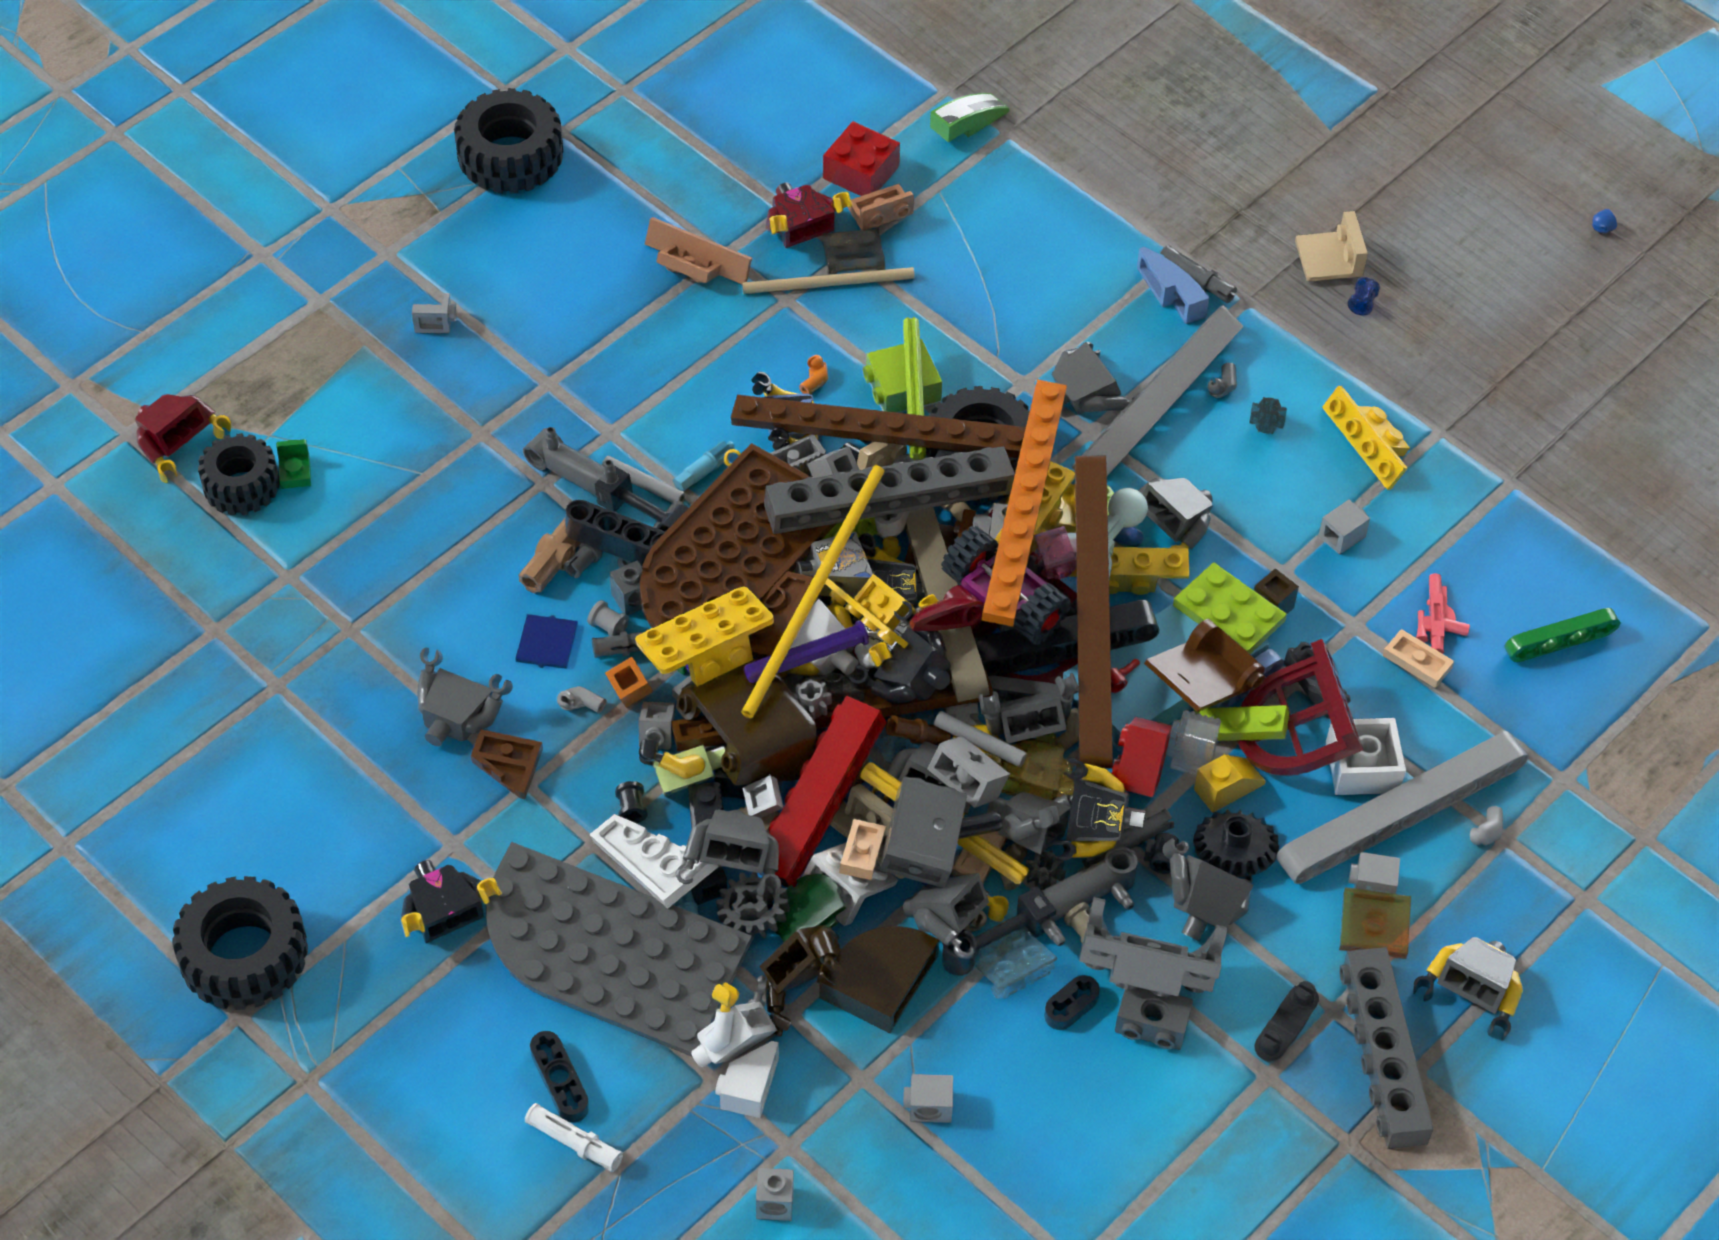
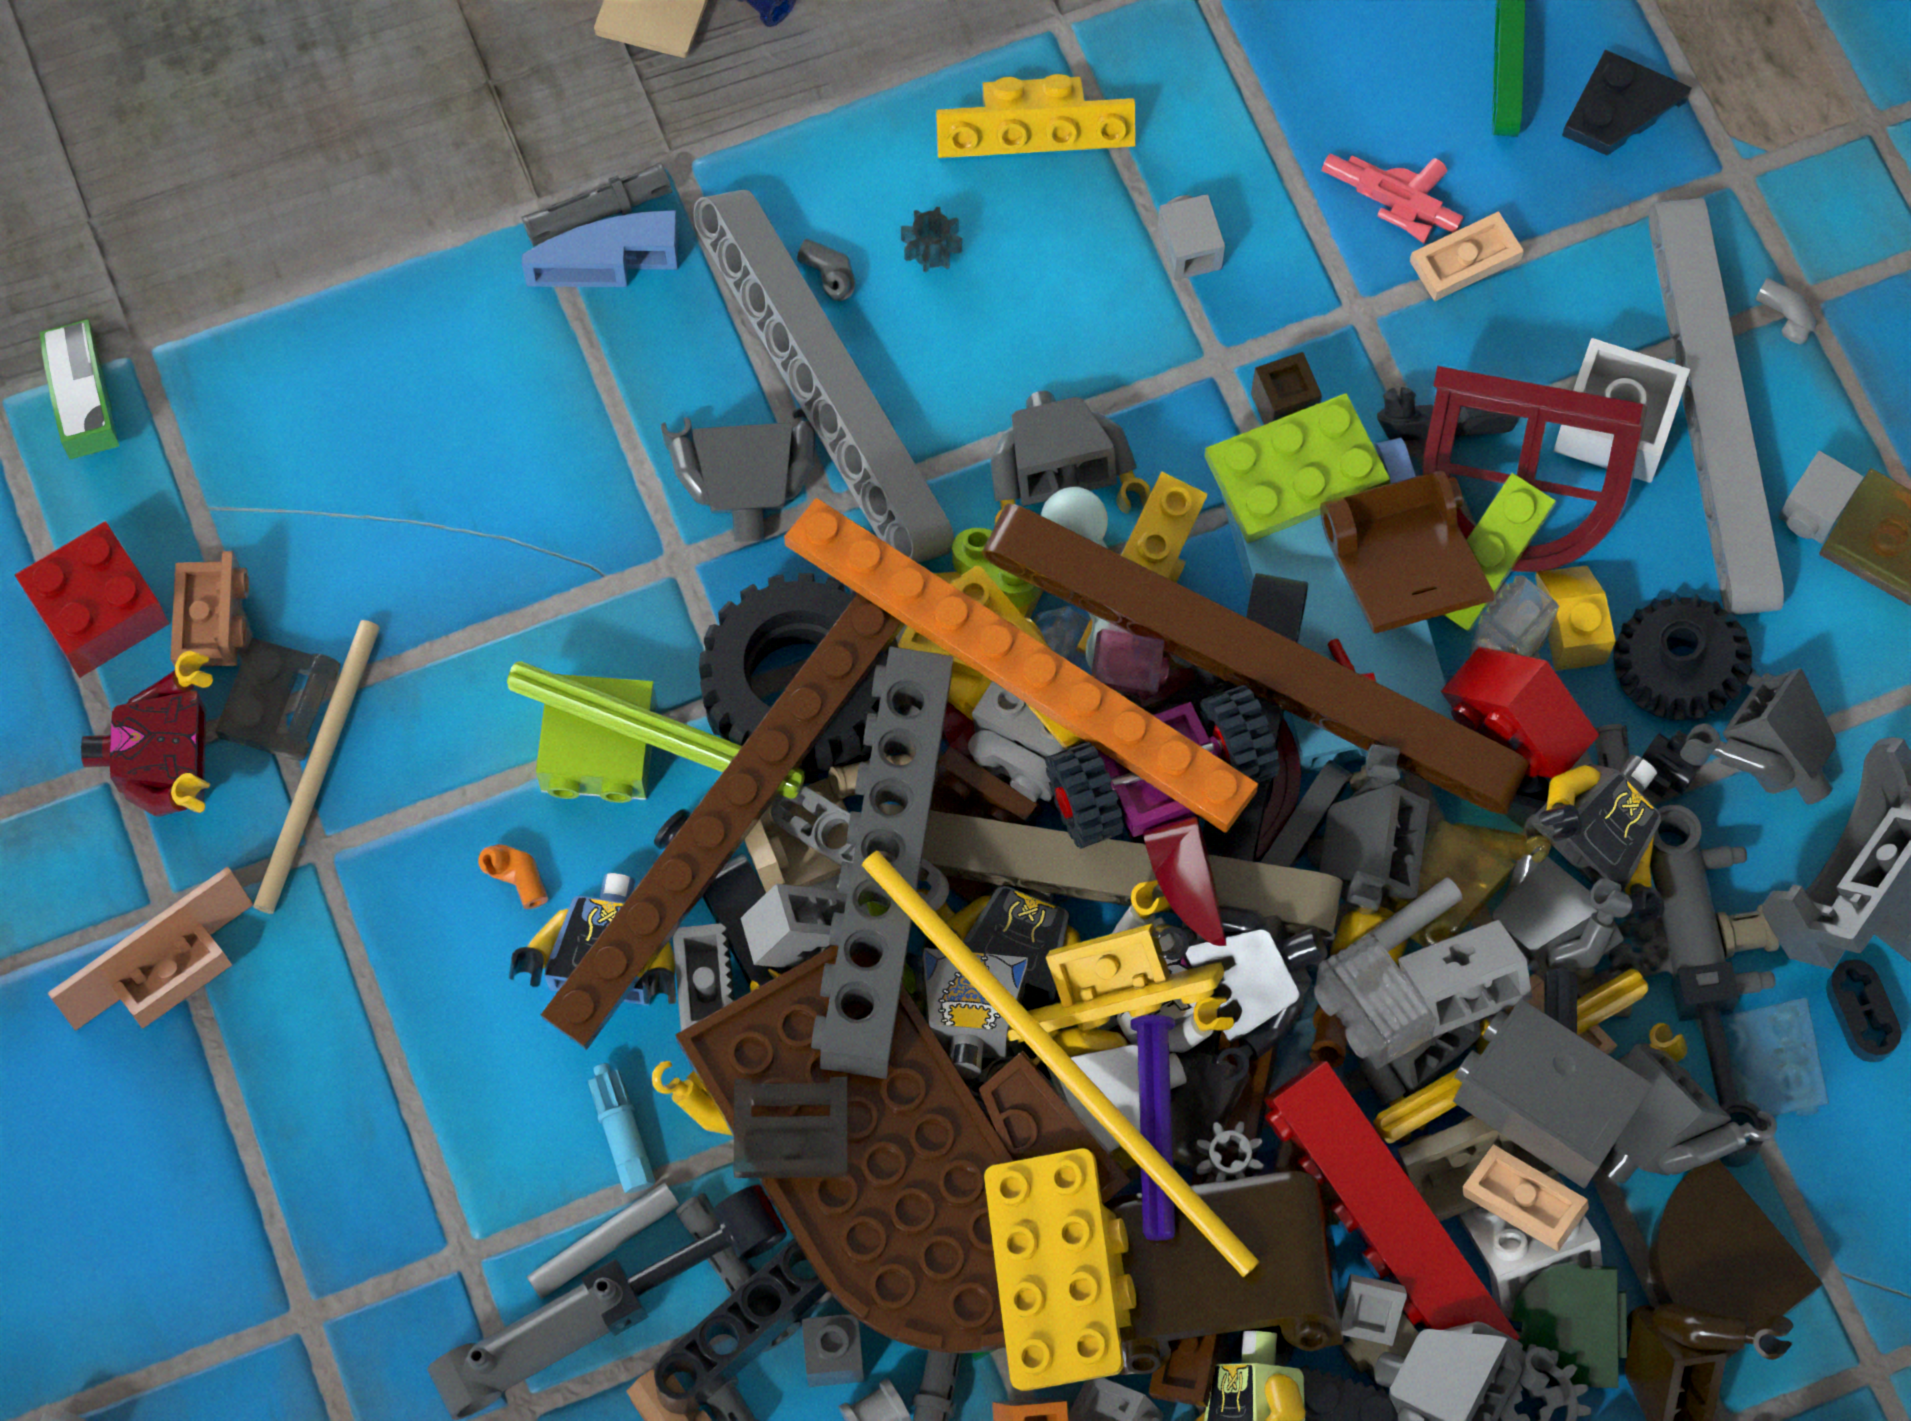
camera: 65 degrees left, 15 degrees up
(716, 503) = (790, 1144): none -> clear smoke plate
(931, 724) = (1374, 1002): none -> clear brick
(1567, 703) = (1621, 102): none -> black wing

